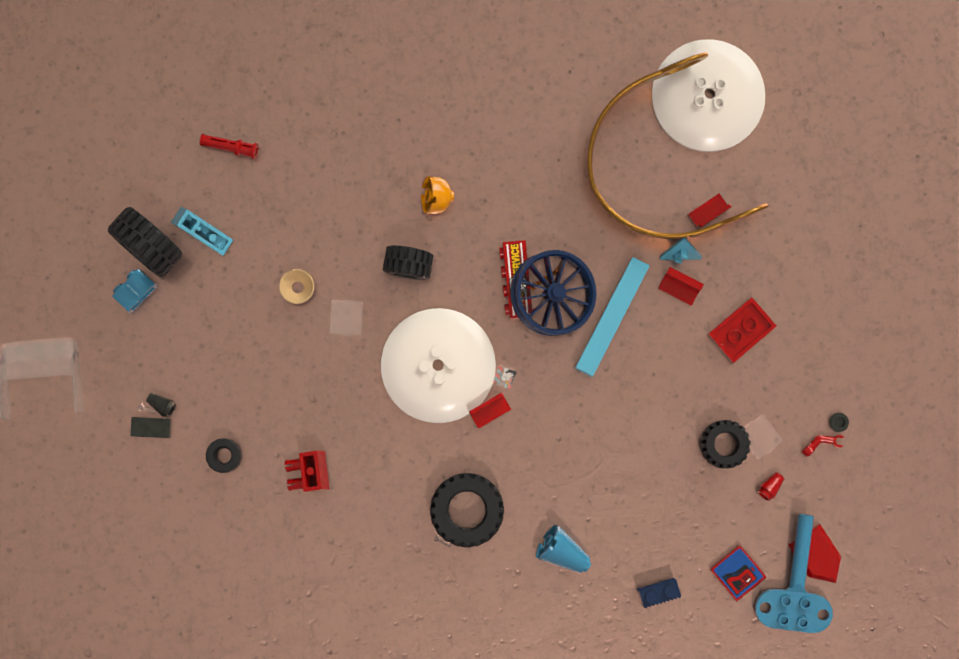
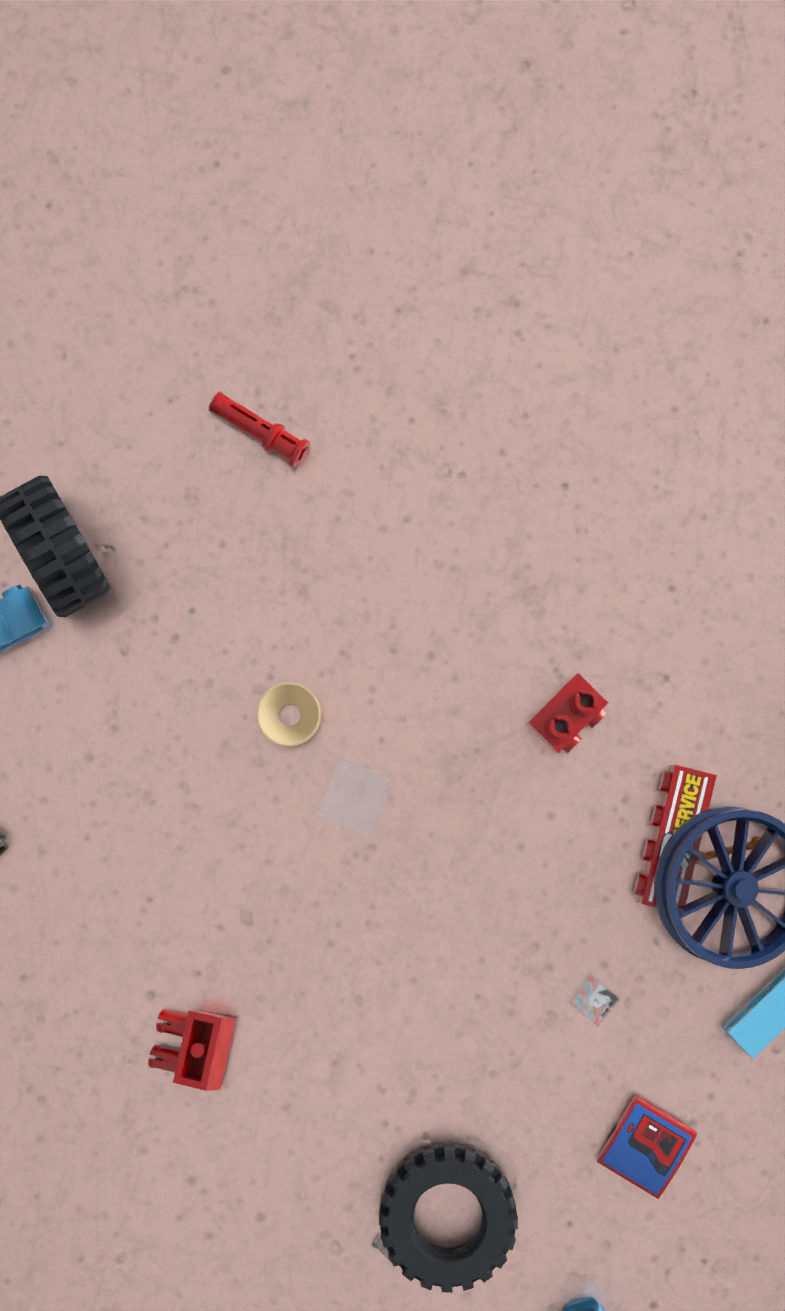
camera: 30 degrees right, 0 degrees up
(201, 230) = (159, 559): medium azure slope -> none
(211, 455) = (36, 969): black tyre -> none
(408, 262) = (497, 742): black tyre -> none
(436, 195) = (586, 642): light orange cylinder -> none
(440, 235) = (568, 714): none -> red brick
(444, 393) = (433, 929): white dish -> none
(489, 410) = (548, 1050): red panel -> none
(556, 440) = (647, 1147): none -> slope

